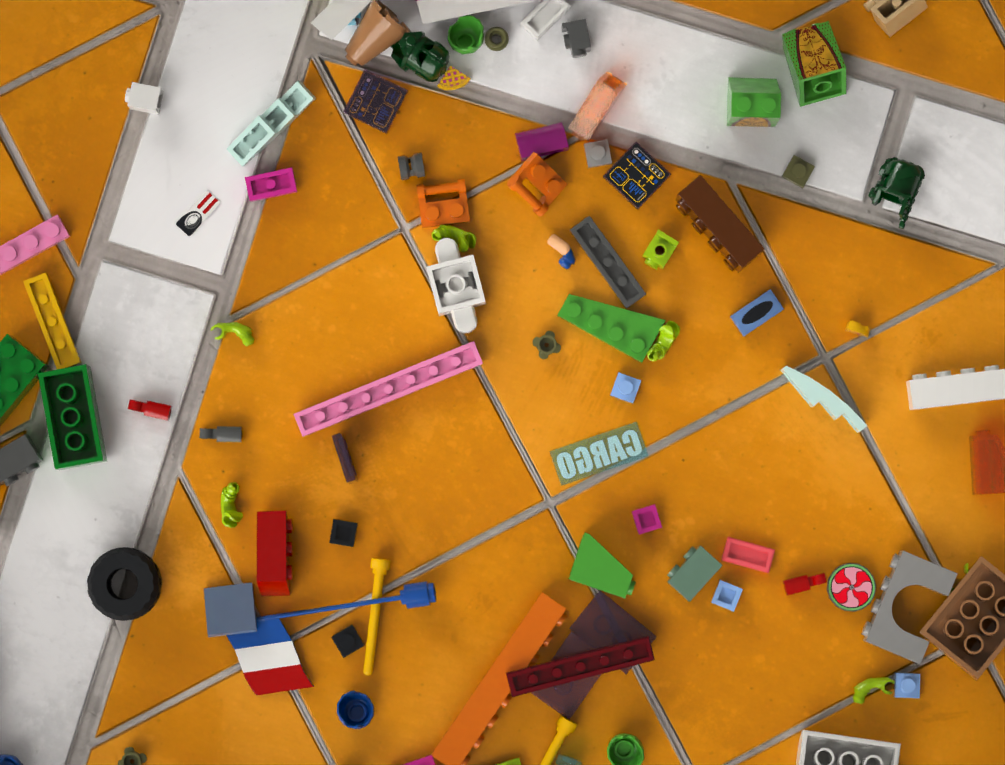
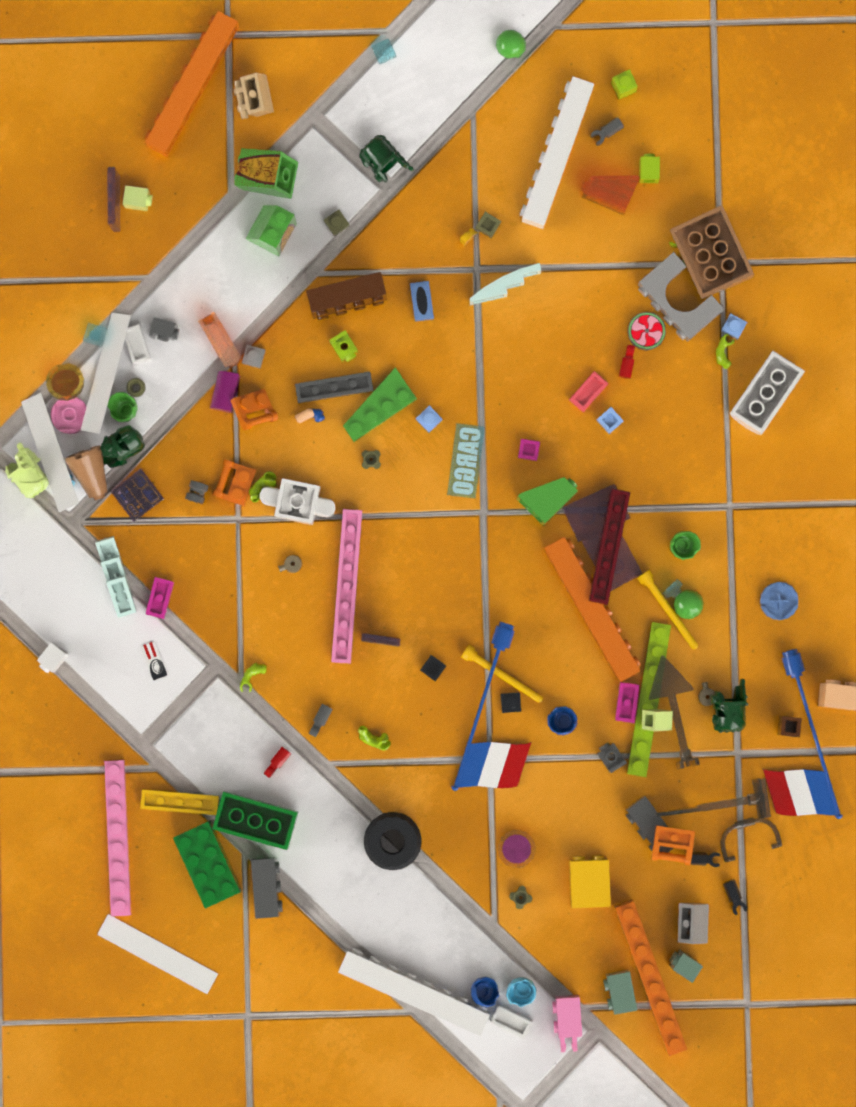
camera: 65 degrees left, 0 degrees up
(185, 729) = (516, 848): none -> tile
(230, 609) = (448, 775): sand blue tile -> none
(273, 553) = (423, 724): red wedge -> none
(379, 310) = (287, 564): none -> dark tan piece
(453, 80) = (149, 432): yellow tile -> none
(636, 175) = (282, 337): black tile -> none
(667, 336) = (406, 370): lime piece -> none
(693, 573) = (583, 435): sand green brick -> none
(882, 345) = (488, 225): none -> olive plate

